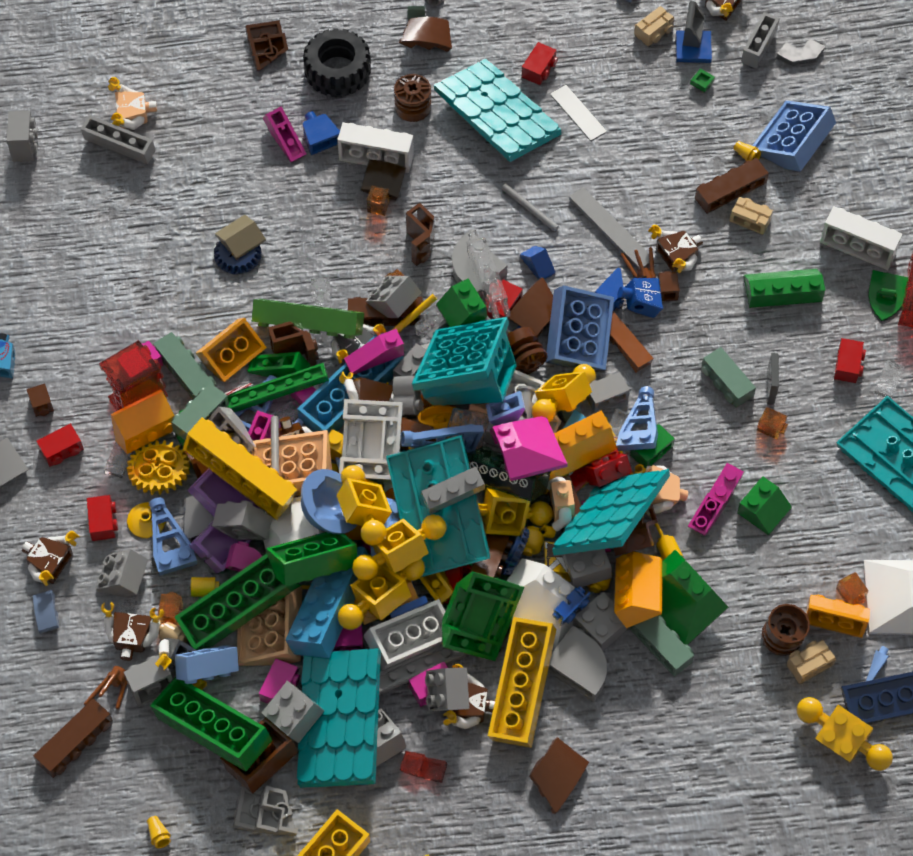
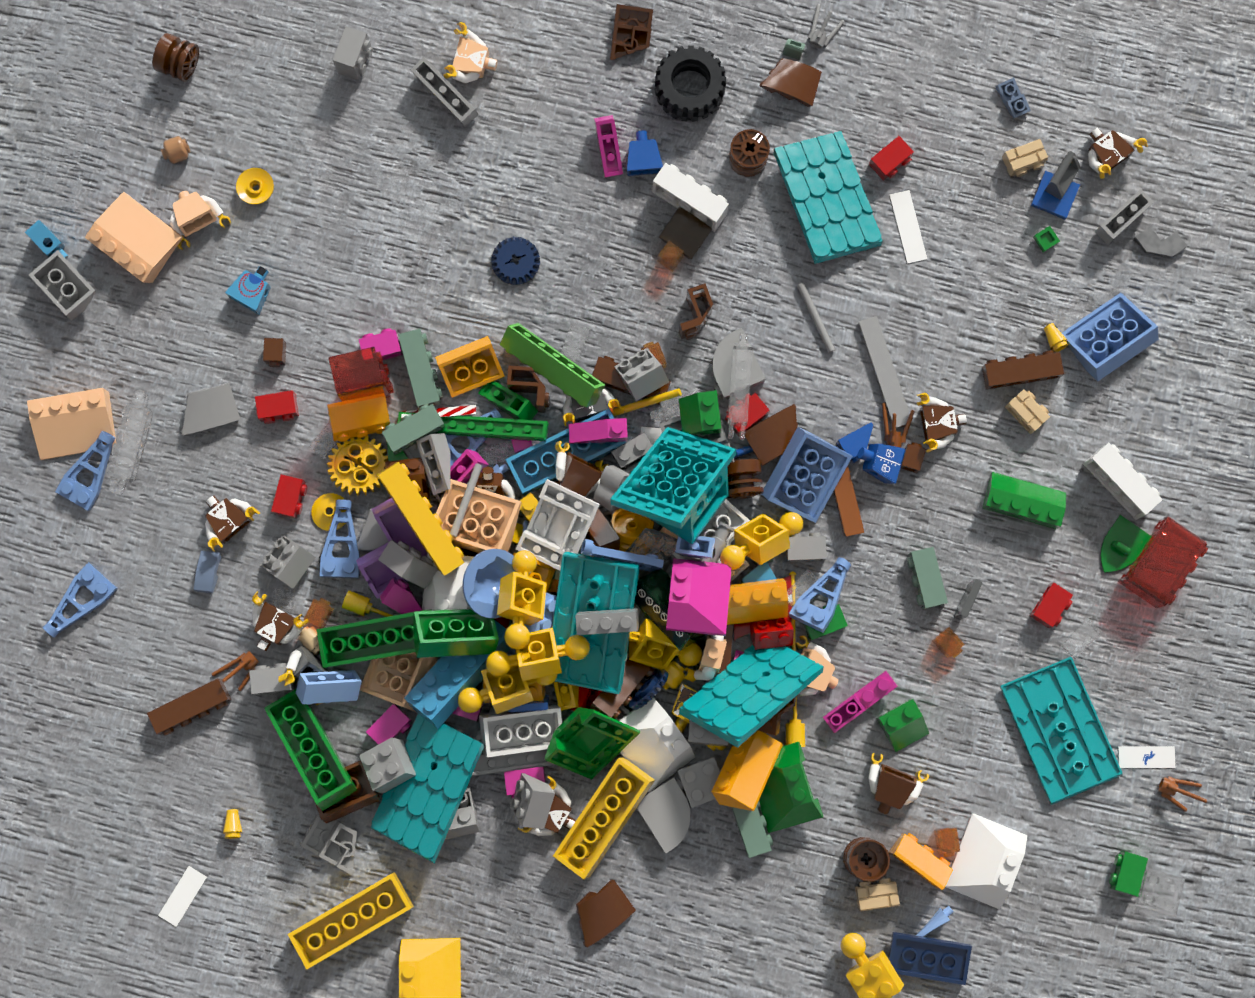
camera: 20 degrees right, 20 degrees up
(240, 236) = (523, 246): dark tan slope -> none
(423, 767) = (487, 855): clear red slope -> none
(538, 262) = (798, 381): blue slope -> none
(566, 612) = (685, 761): blue hinge -> none
(780, 560) = (893, 786): none -> reddish brown torso

